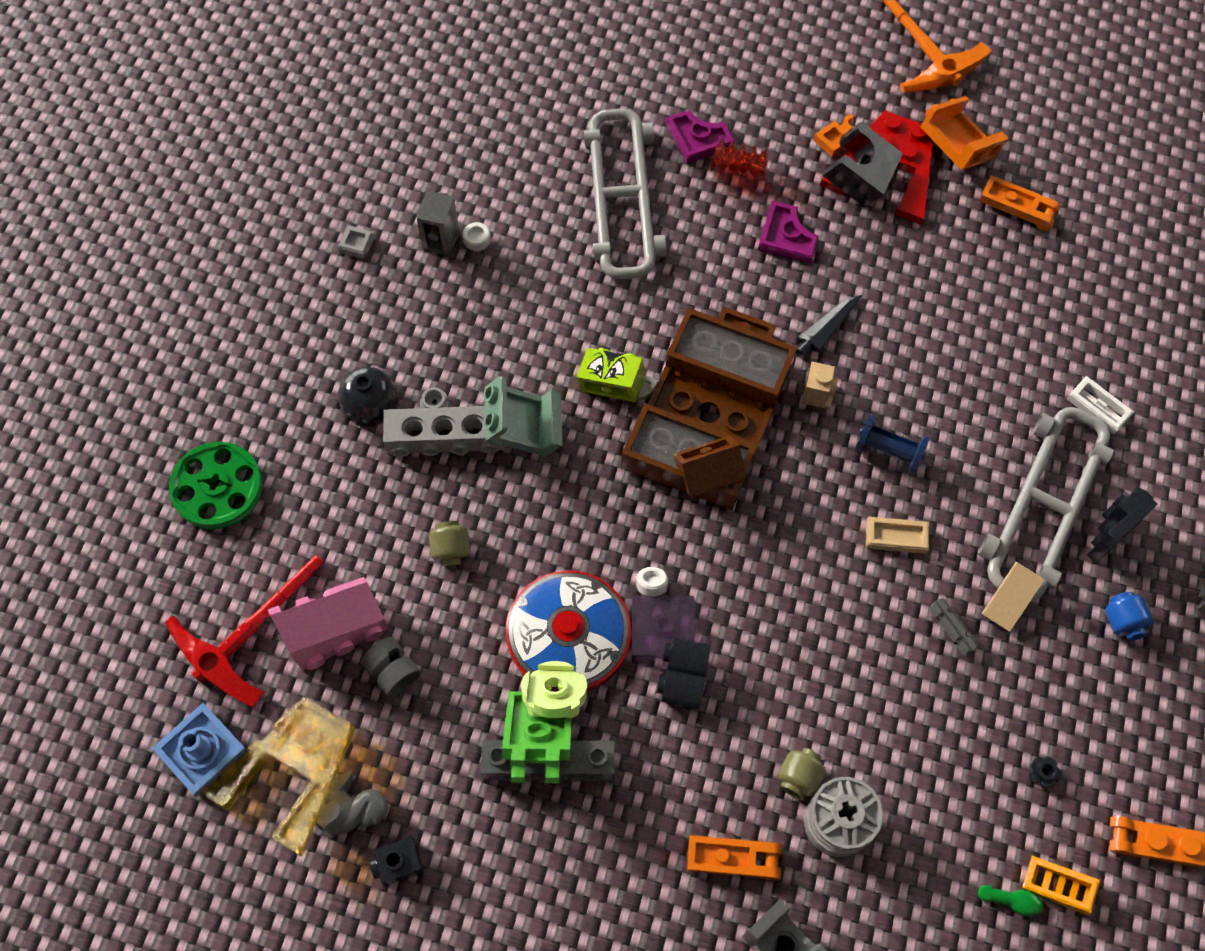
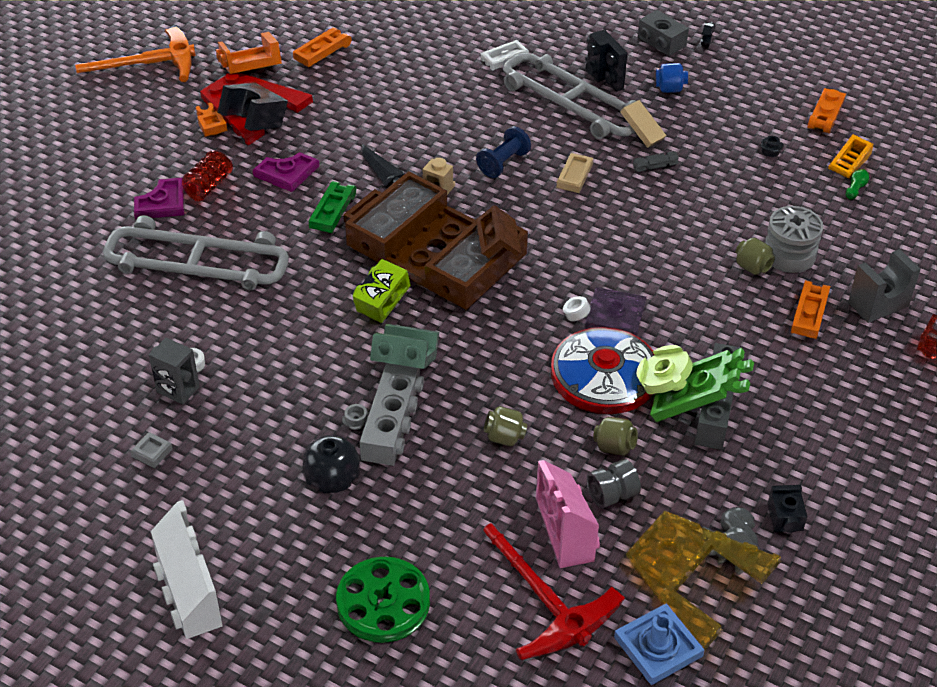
camera: 75 degrees left, 20 degrees down
(196, 315) = (184, 574): none -> white wedge
(461, 658) = (615, 436): none -> olive head
(685, 672) = (662, 299): black brick -> none
(739, 293) = (332, 207): none -> green plate

